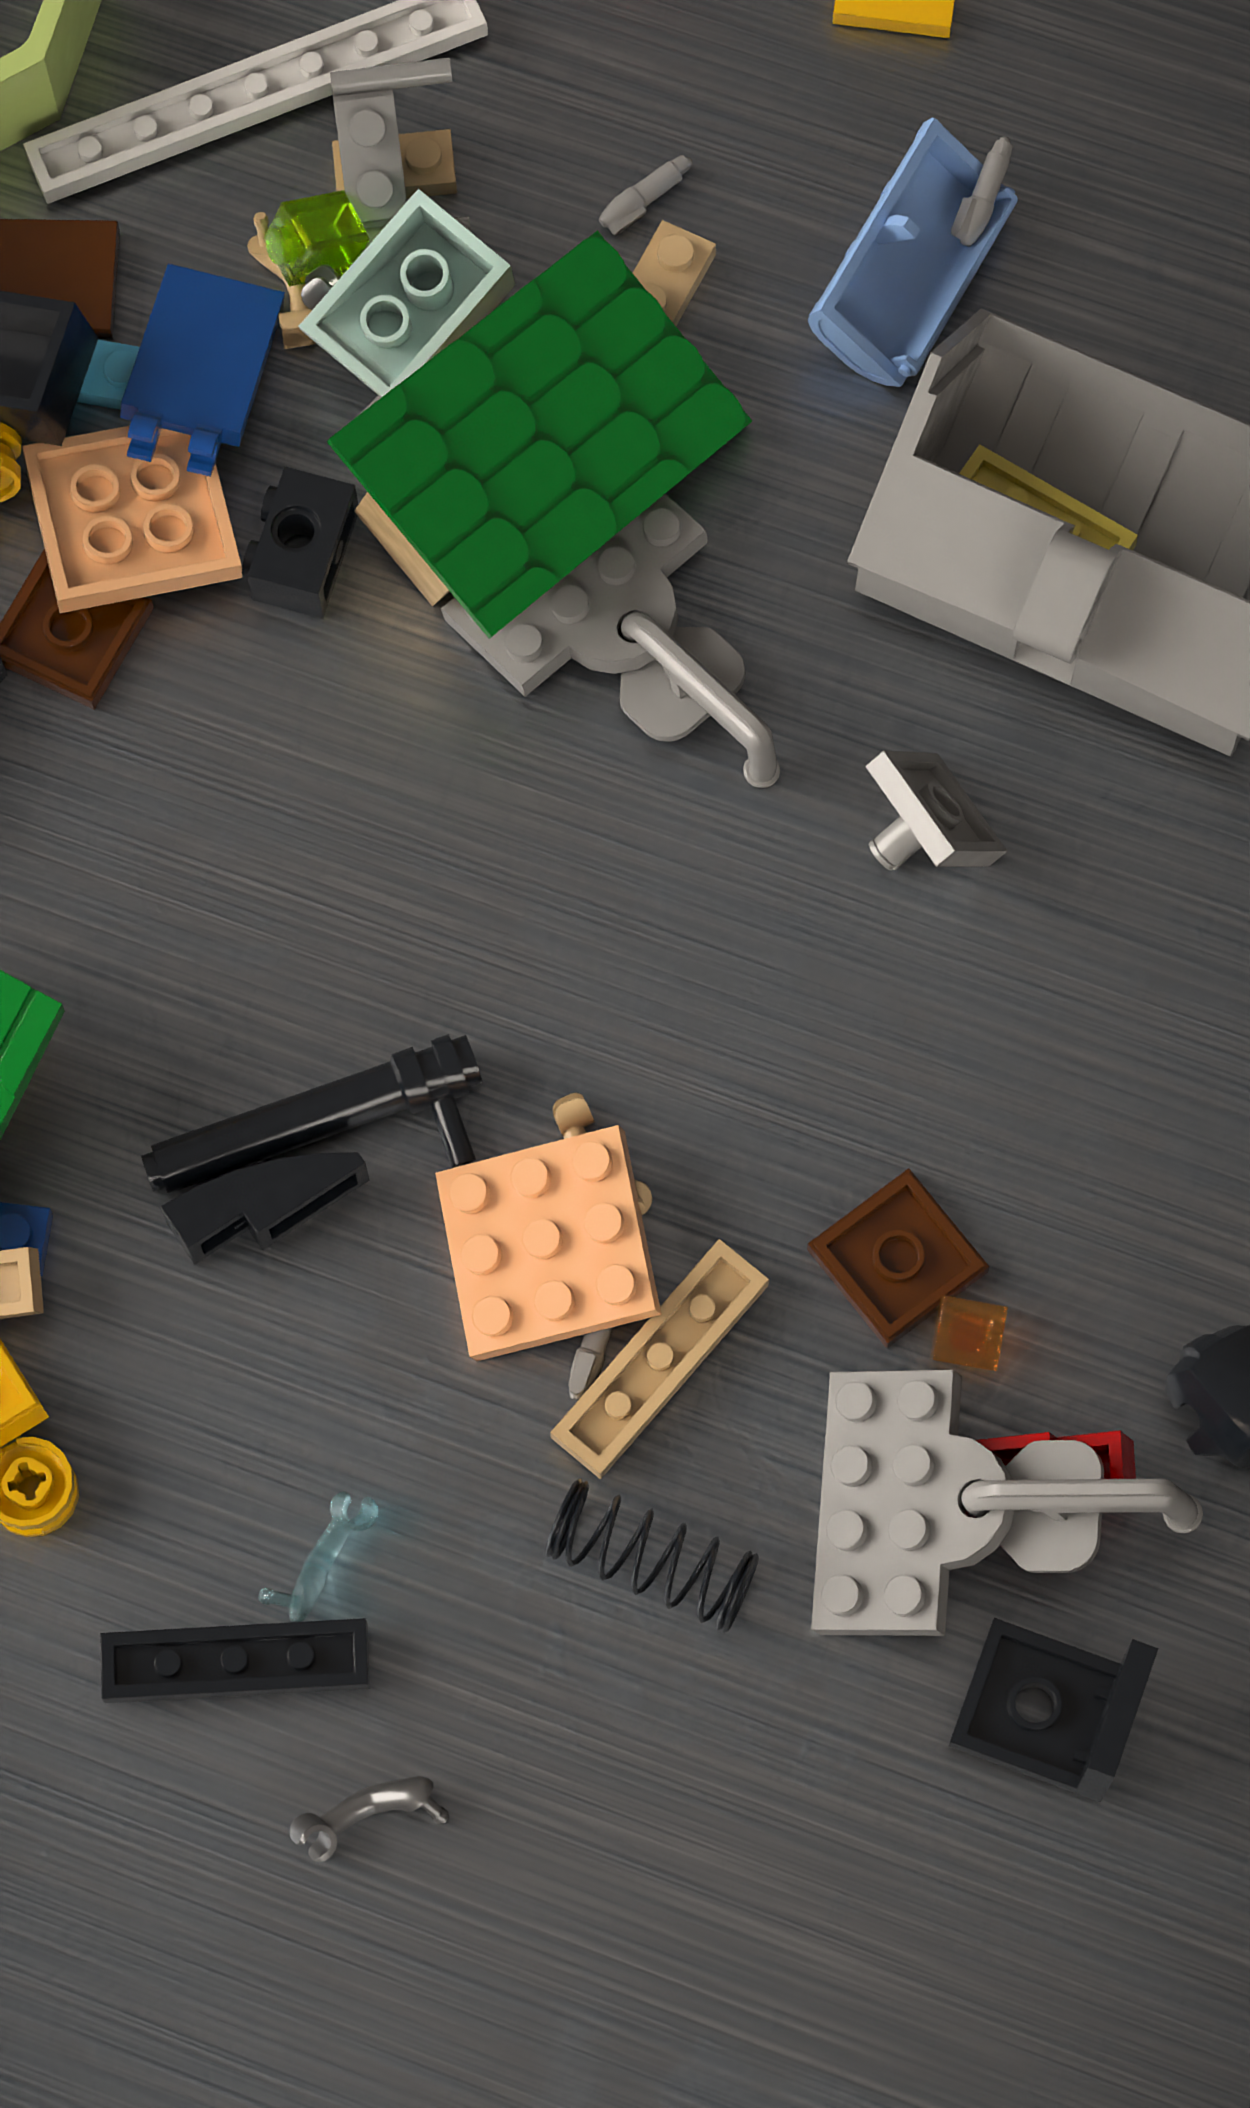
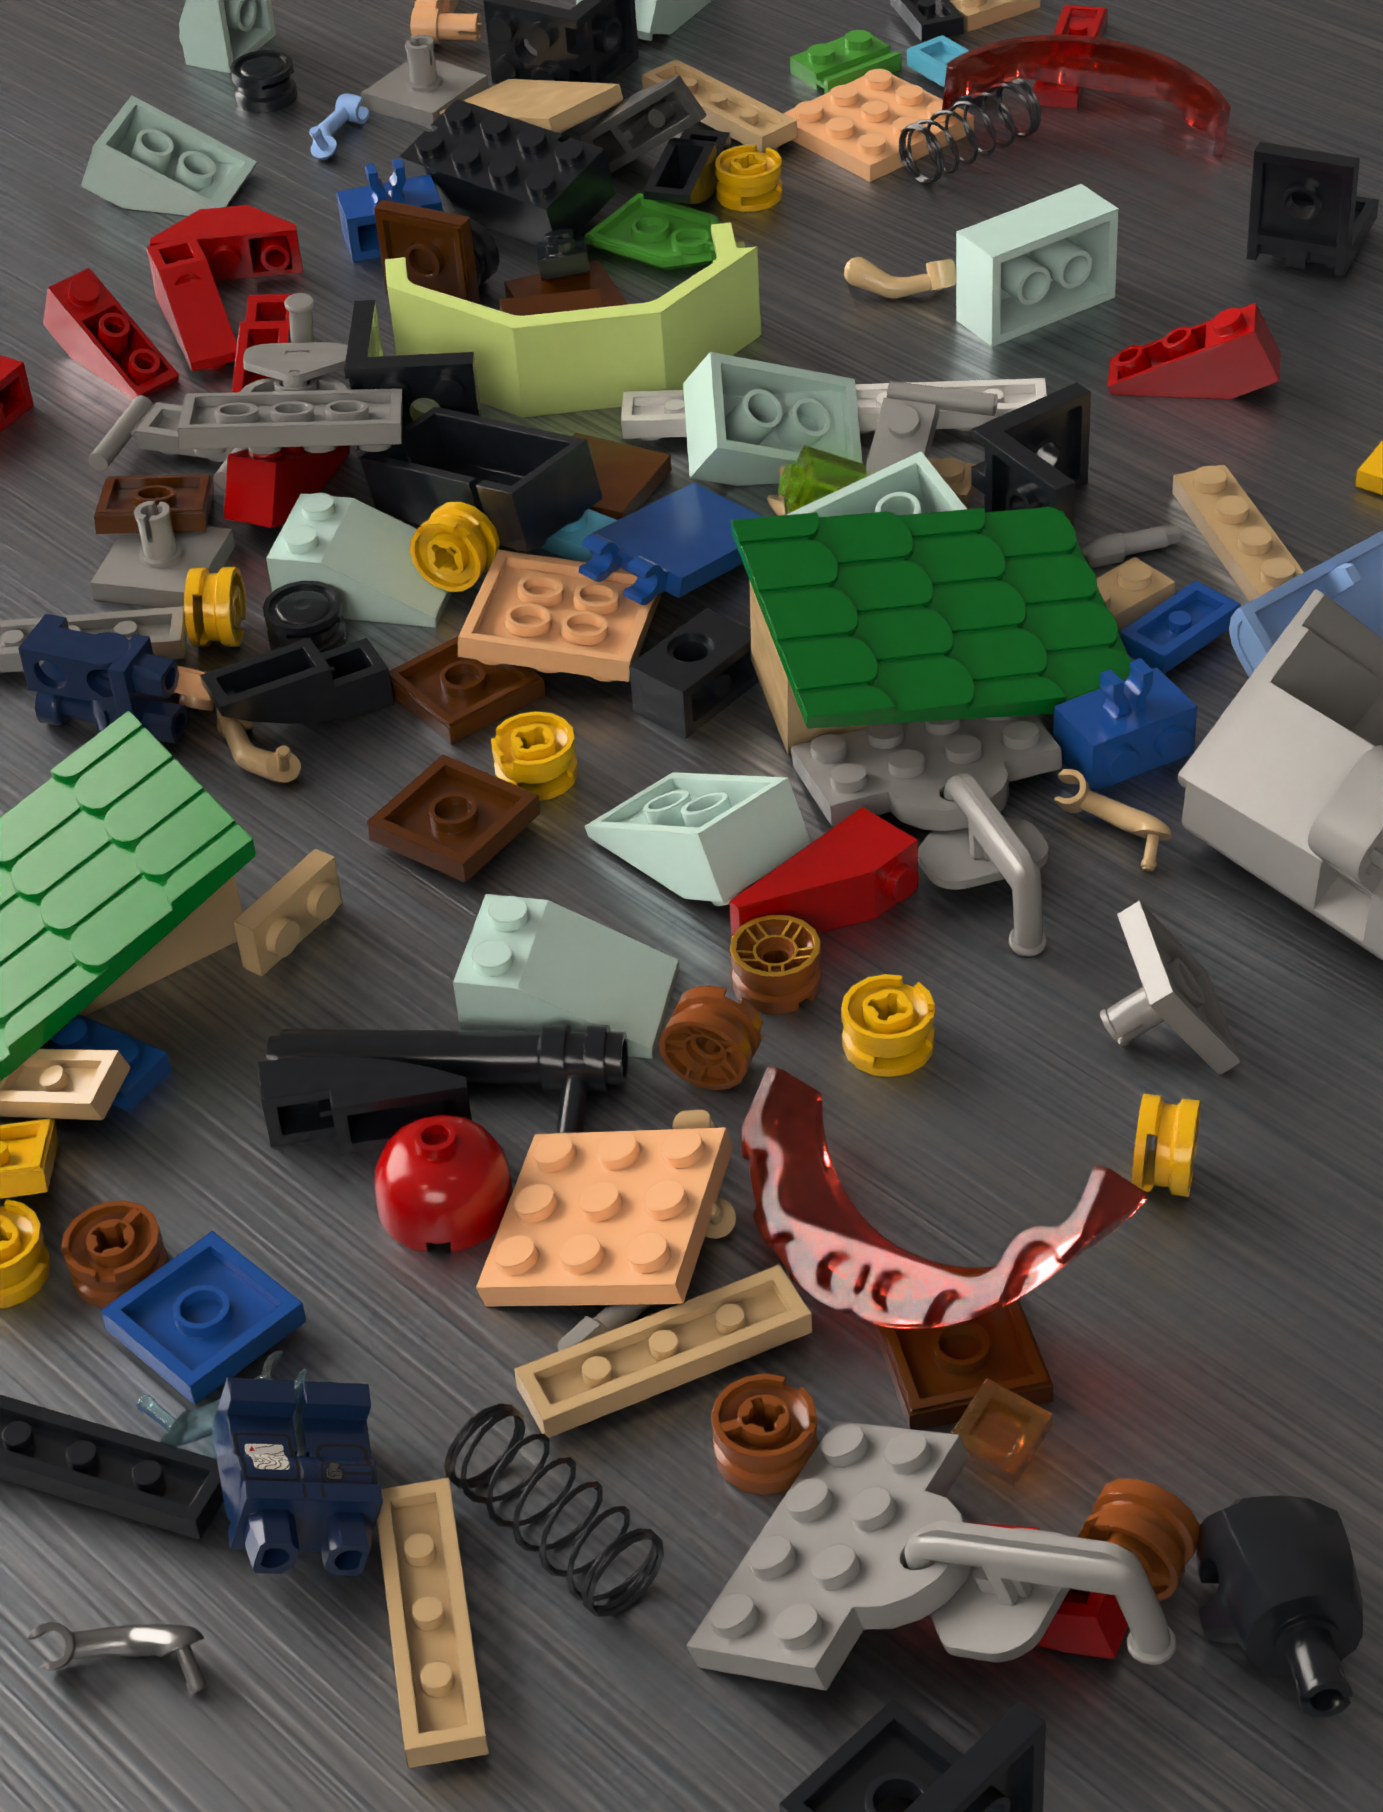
camera: 25 degrees right, 30 degrees down
(79, 975) = (288, 912): none -> tan plate
(153, 1465) = (112, 1250): none -> dark orange wheel
(161, 820) = (453, 818): none -> reddish brown plate
(198, 710) = (536, 753): none -> yellow wheel
(215, 155) = (758, 415): none -> light aqua slope
(251, 1478) = (203, 1317): none -> blue plate
(374, 988) = (552, 966): none -> light aqua slope
(382, 1259) = (442, 1183): none -> red cylinder
(409, 754) = (705, 832): none -> light aqua slope
(433, 1612) = (297, 1472): none -> dark blue hips
(504, 177) = (1036, 453): none -> black bracket
(546, 1013) = (711, 1038): none -> dark orange wheel
(568, 774) = (838, 878): none -> red slope
(576, 879) = (776, 963): none -> dark orange wheel
(600, 1689) = (430, 1625): none -> tan plate
(688, 929) = (888, 1026): none -> yellow wheel
(745, 309) = (1179, 626): none -> blue plate
(752, 478) = (1125, 726): none -> blue brick
(753, 149) = (1235, 529): none -> tan plate
(781, 1435) = (744, 1451): none -> dark orange wheel
(788, 584) = (1117, 814): none -> tan piece
(793, 1212) = (860, 1271): none -> clear red windscreen
(989, 986) = (1175, 1144): none -> yellow wheel
(1121, 1399) = (1148, 1524): none -> dark orange wheel

